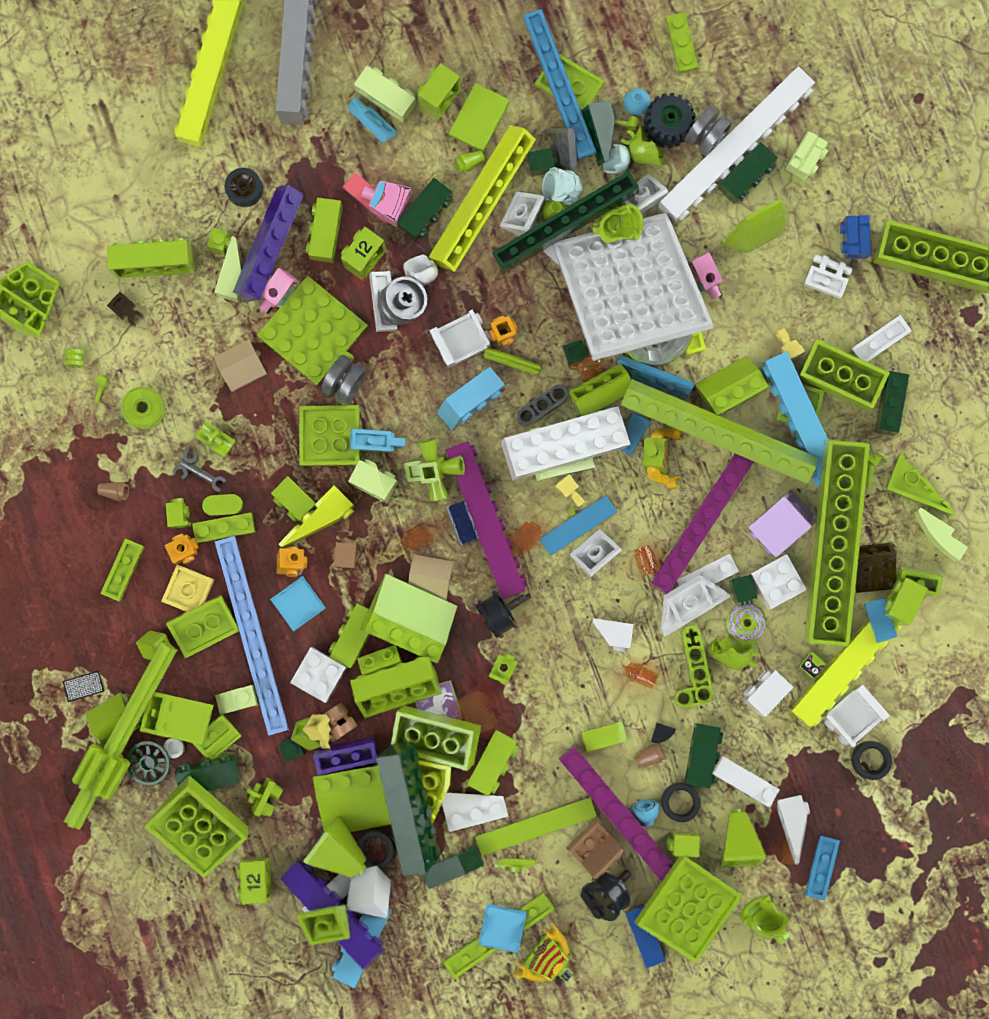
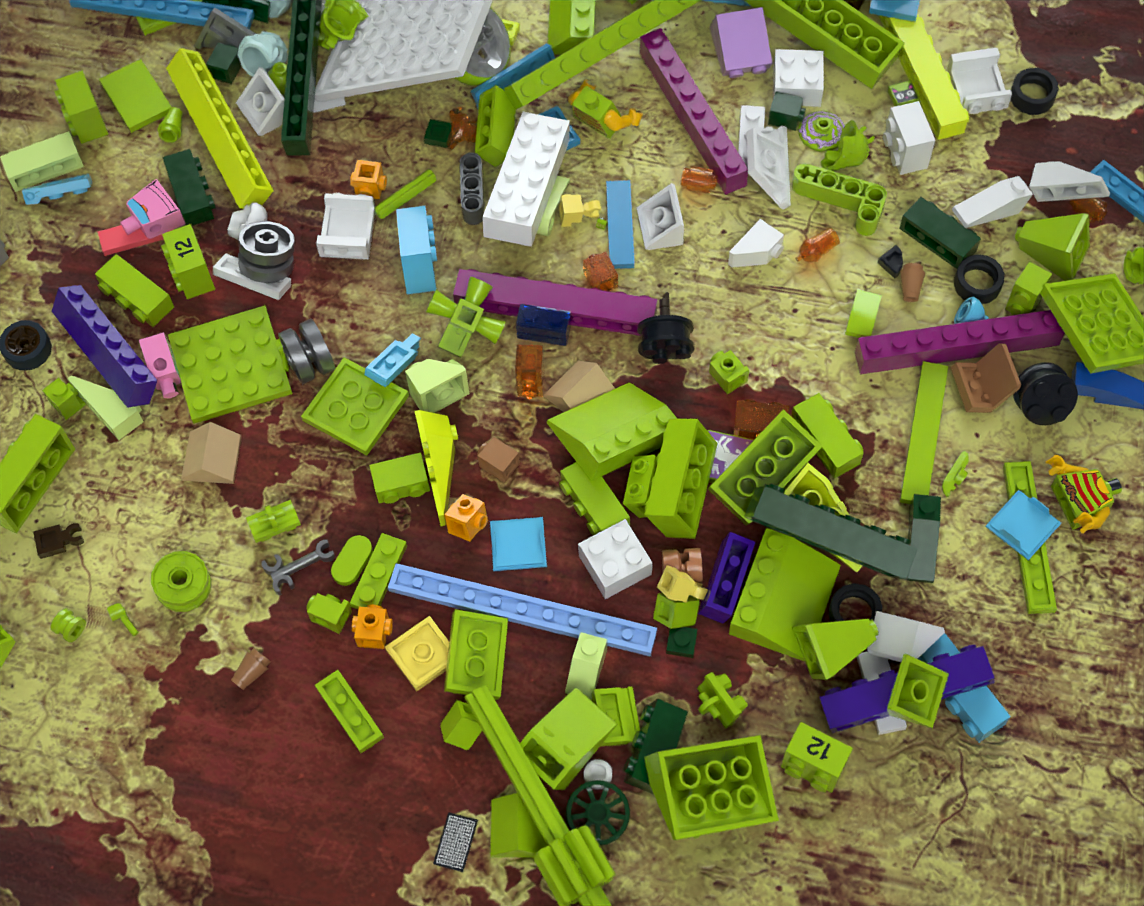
camera: 60 degrees left, 20 degrees down
(472, 809) = (868, 486): white wing -> none

